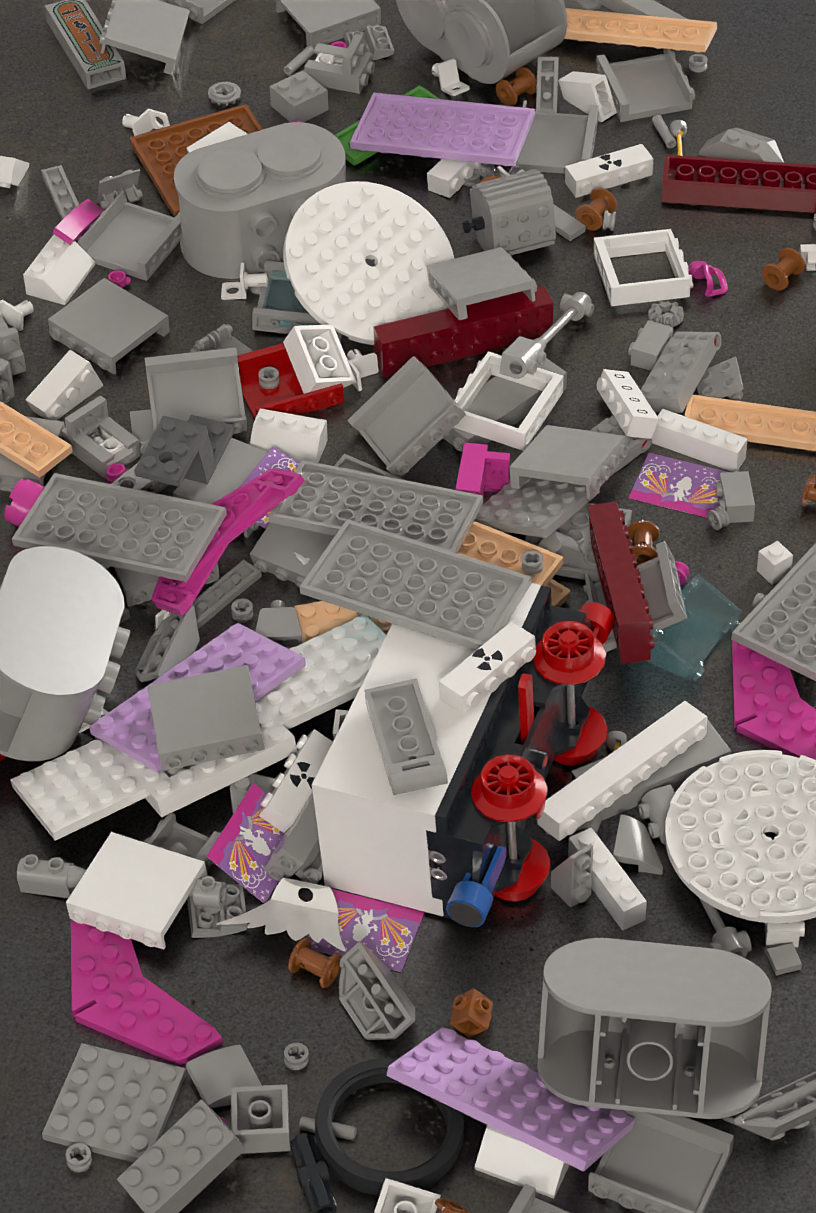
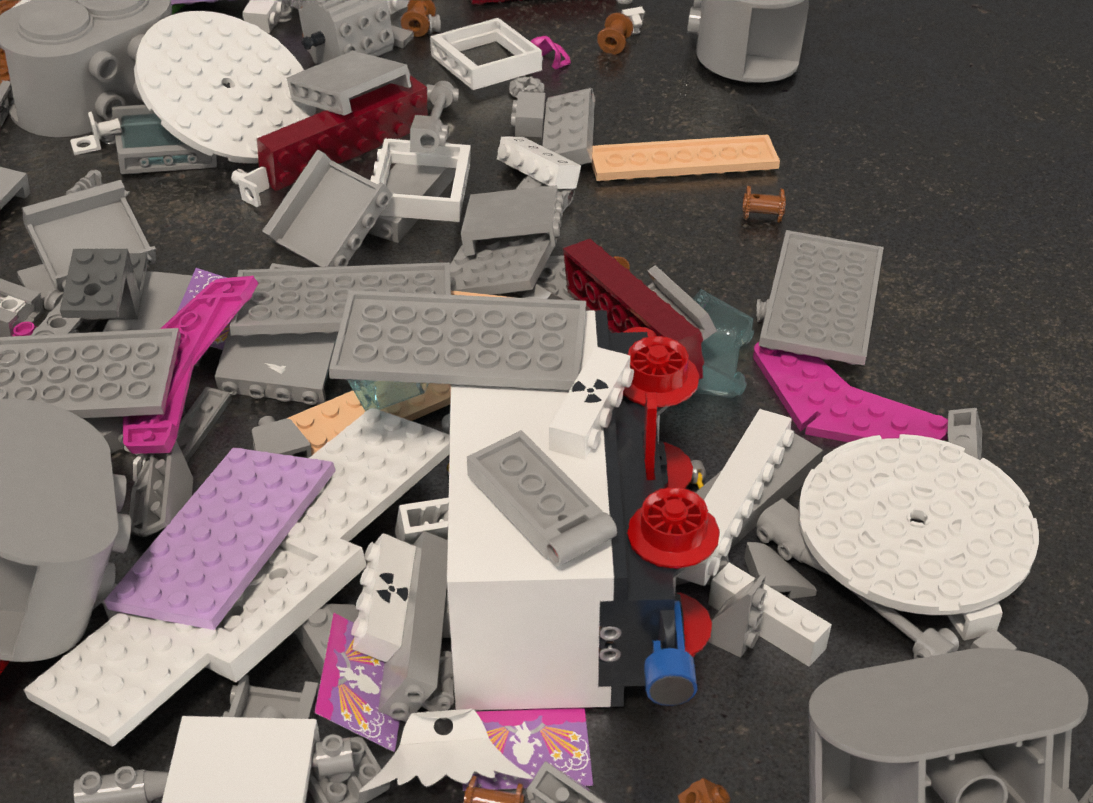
camera: 25 degrees left, 5 degrees down
(205, 717) = (252, 551): light grey panel -> none
(240, 604) = (231, 433): light grey bush -> none
(268, 377) = (158, 211): light grey bush -> none
(288, 394) = (181, 211): red panel -> none
(292, 434) = (212, 253): white slope -> none
(318, 357) = (207, 182): white slope -> none
(482, 470) = (428, 242): dark pink brick -> none
(677, 485) = (623, 226): sticker -> none
(700, 441) = (622, 182): white brick -> none
(718, 518) = (672, 248): light grey bush -> none
(722, 381) = (614, 129): light grey hinge -> none
(736, 496) = (683, 222): light grey brick -> none
(774, 562) = (754, 270): white brick -> none

